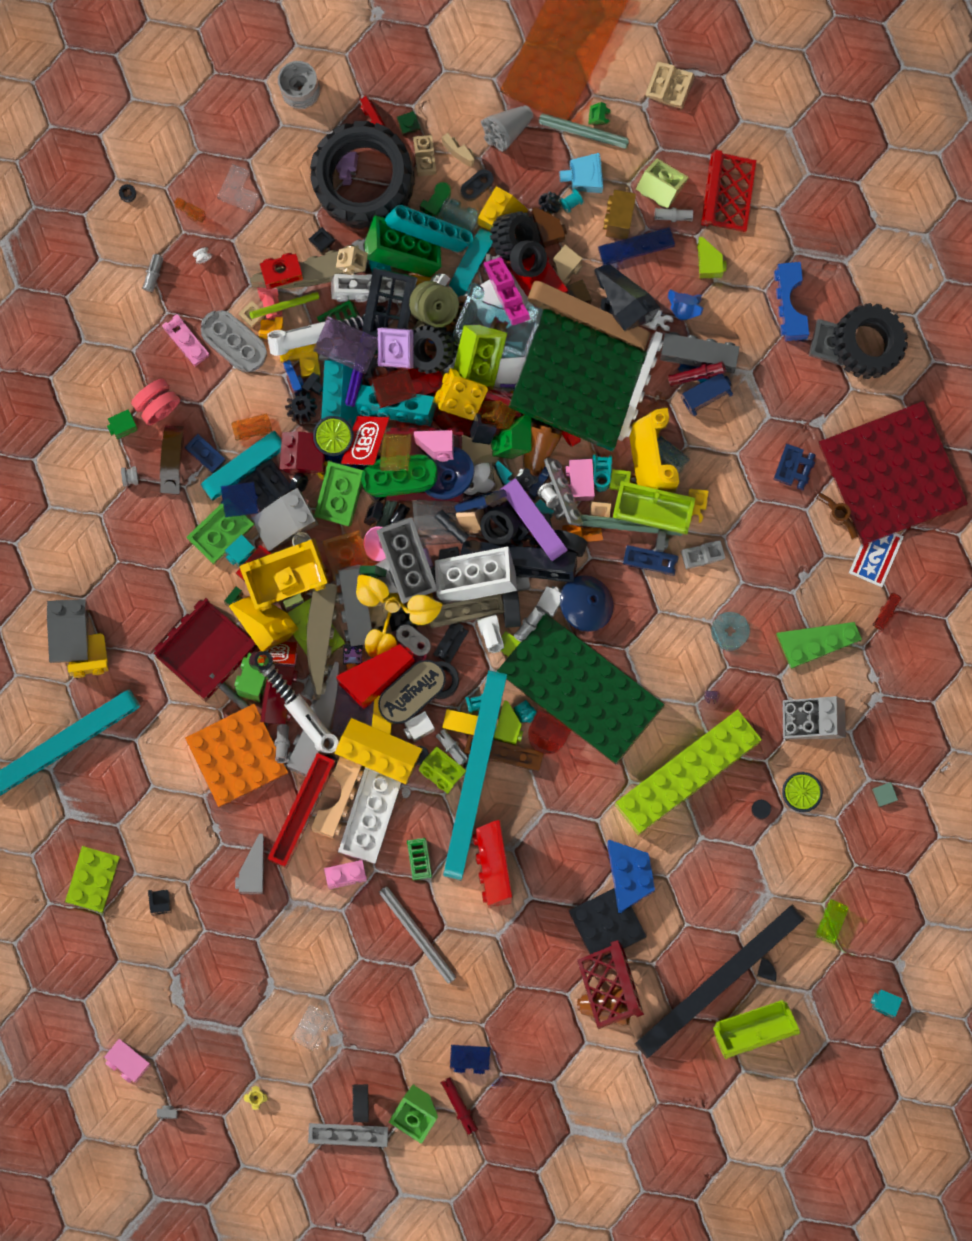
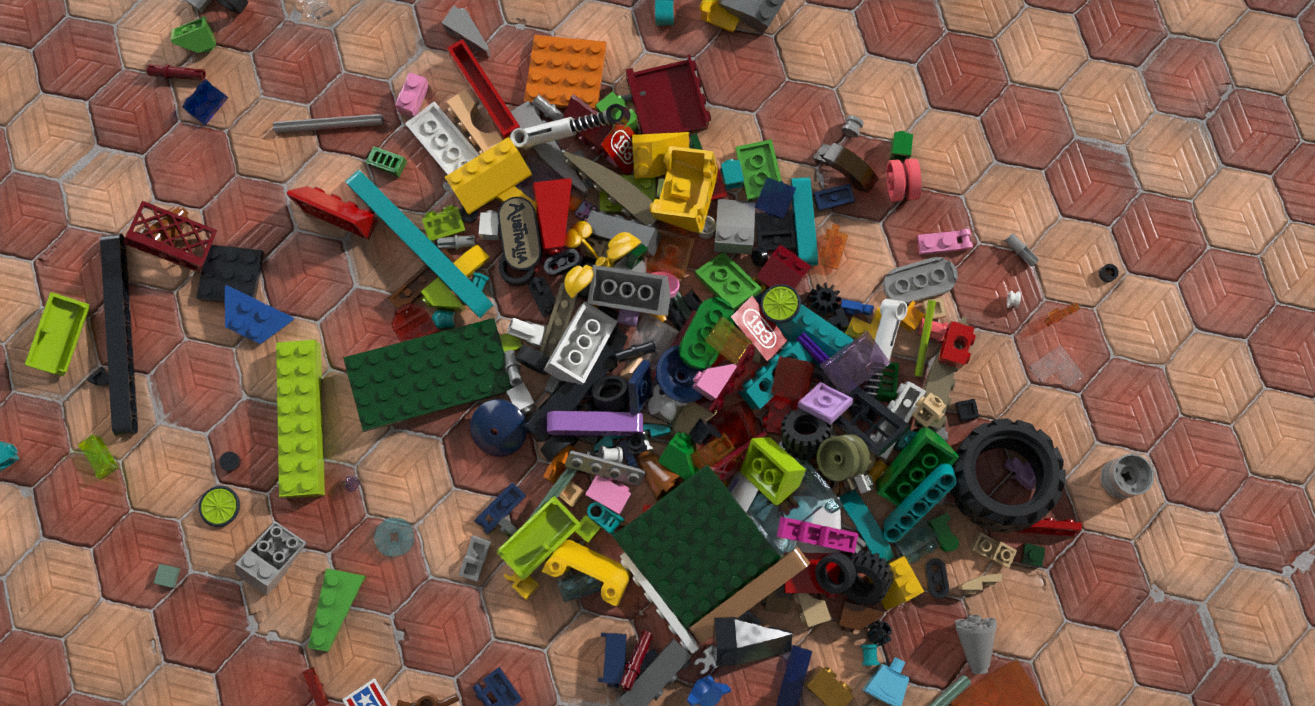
camera: 130 degrees right, 0 degrees up
(460, 395) = (746, 430): yellow bracket -> none

